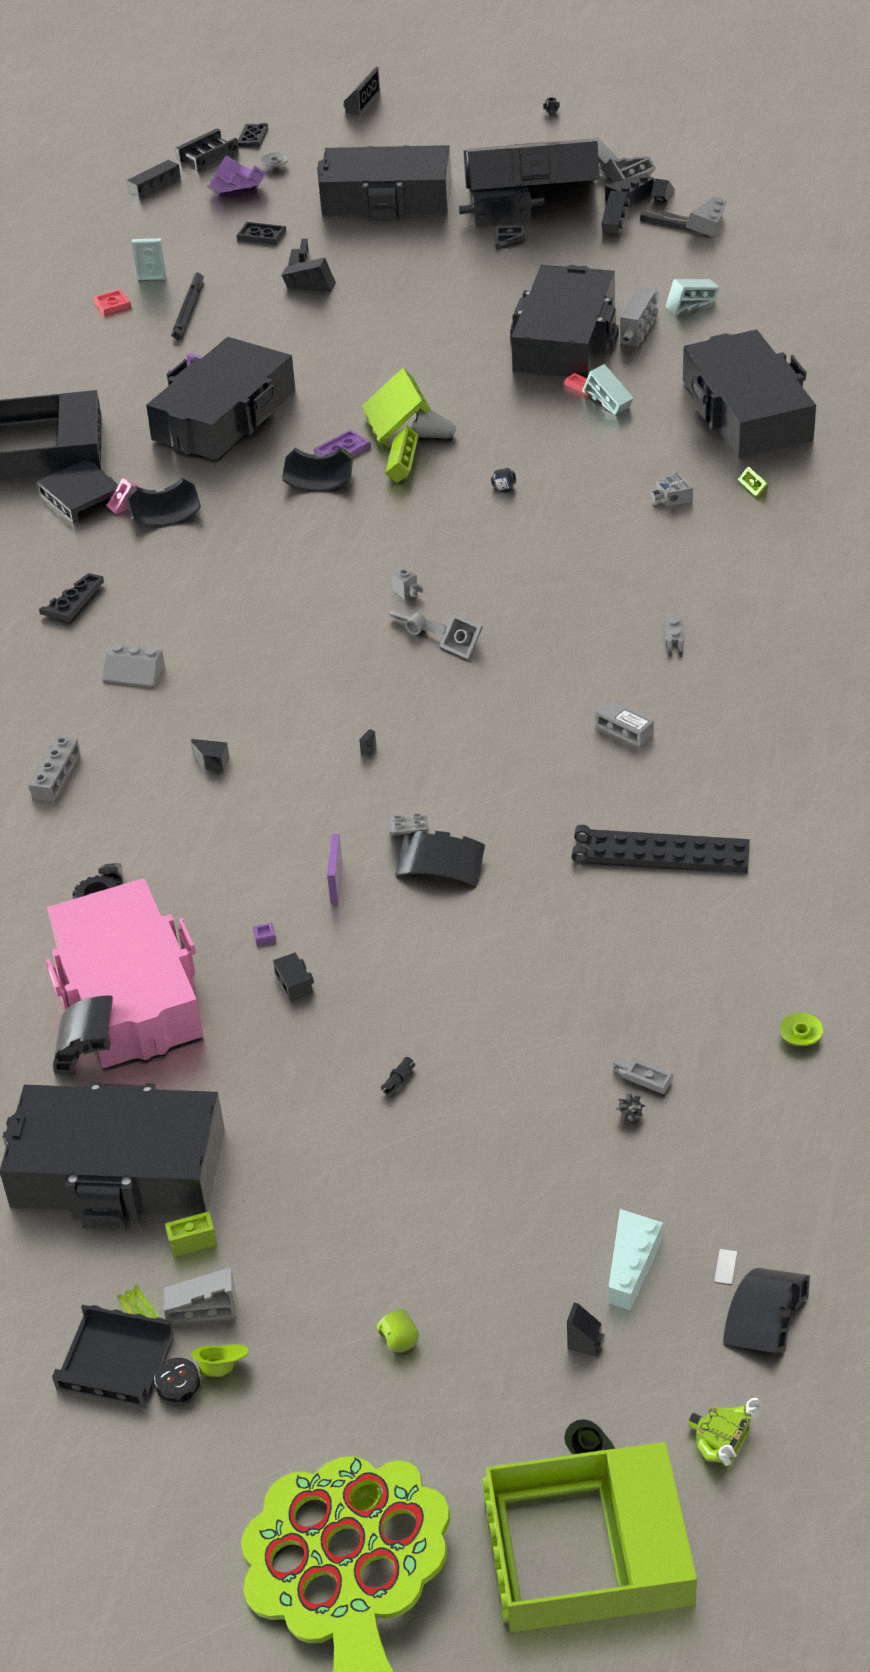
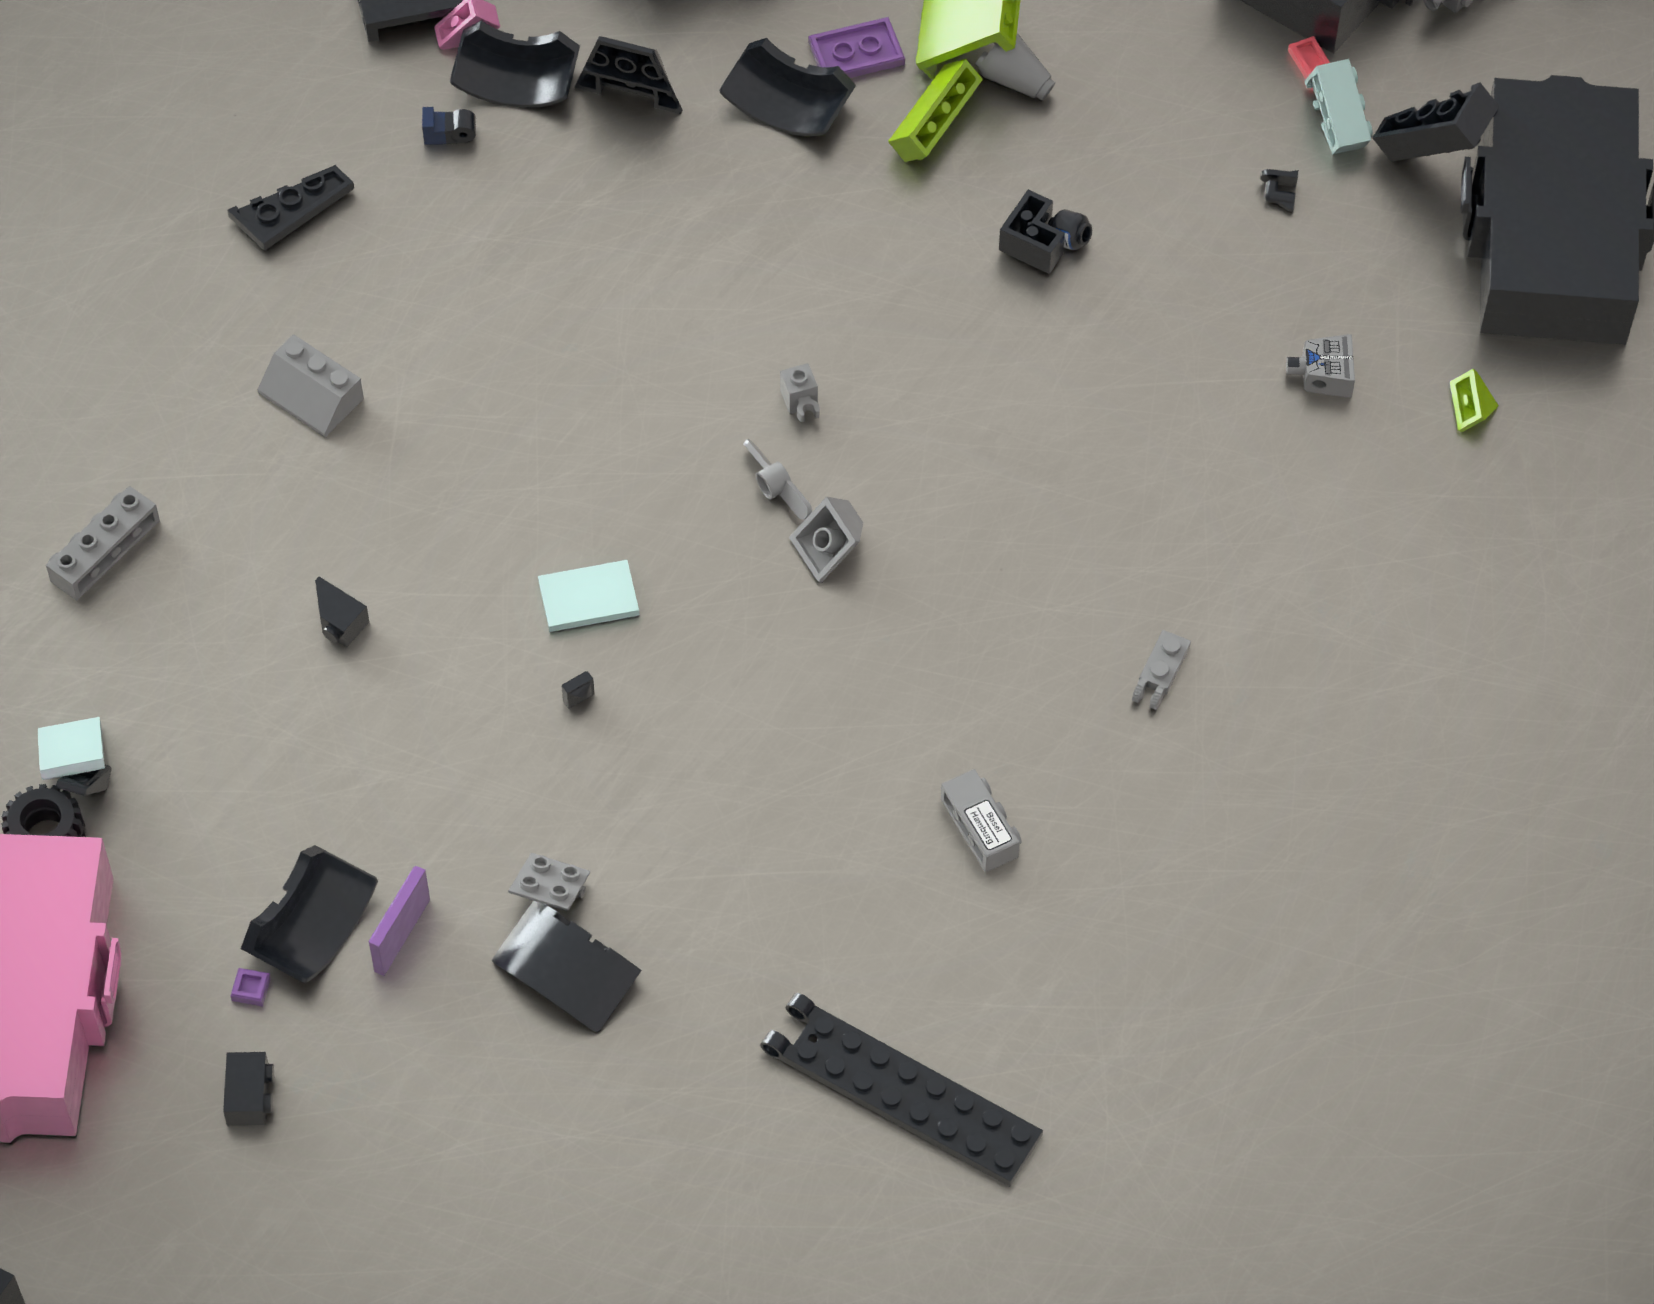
camera: 20 degrees right, 15 degrees up
(94, 858) = (70, 748): none -> light aqua tile
(141, 541) = (448, 126): none -> leg
(229, 482) = (628, 69): none -> black wedge
(282, 884) = (314, 916): none -> black panel
(346, 704) = (588, 595): none -> light aqua tile
(487, 486) = (1029, 236): none -> black brick
(595, 430) = (1278, 177): none -> black piece
(665, 377) = (1437, 125): none -> black wedge

